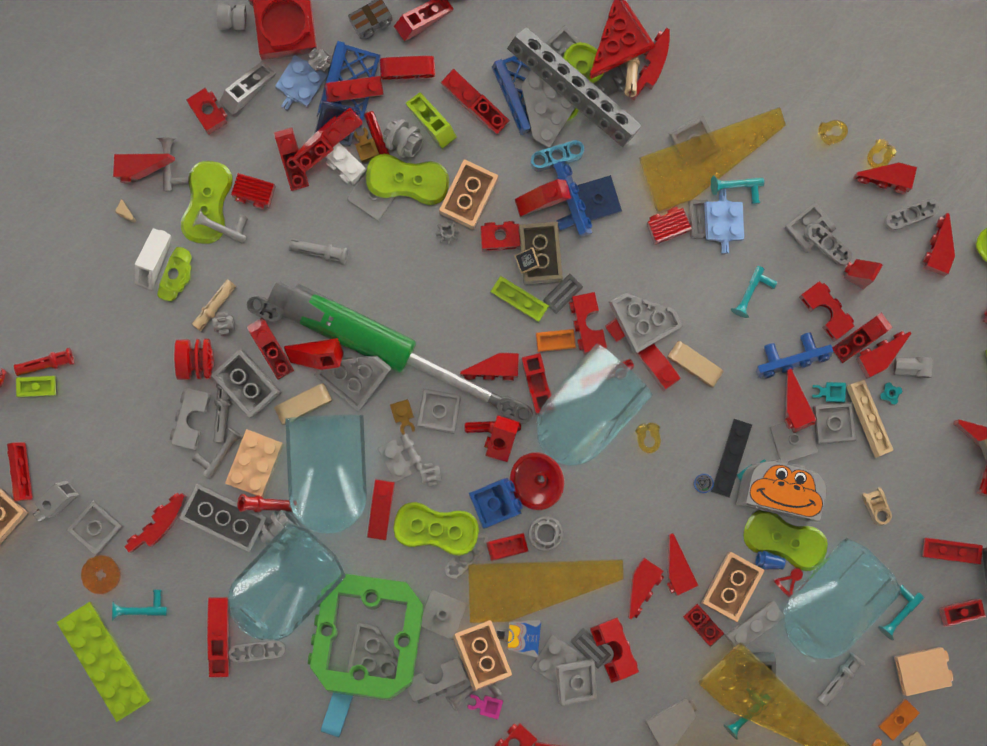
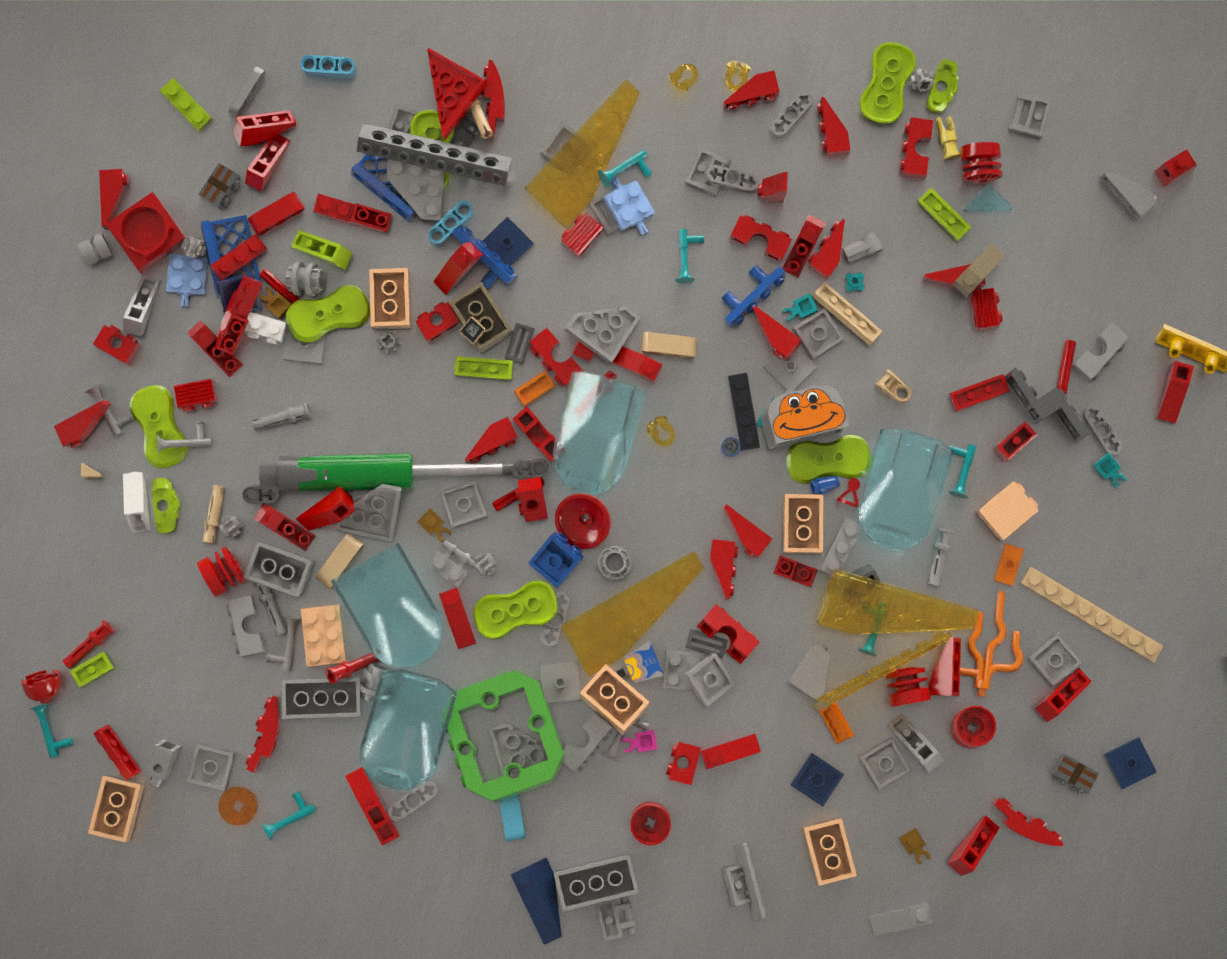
camera: 25 degrees left, 0 degrees up
(103, 661) = (281, 881): lime plate -> none
(507, 546) = (586, 592): red plate -> none

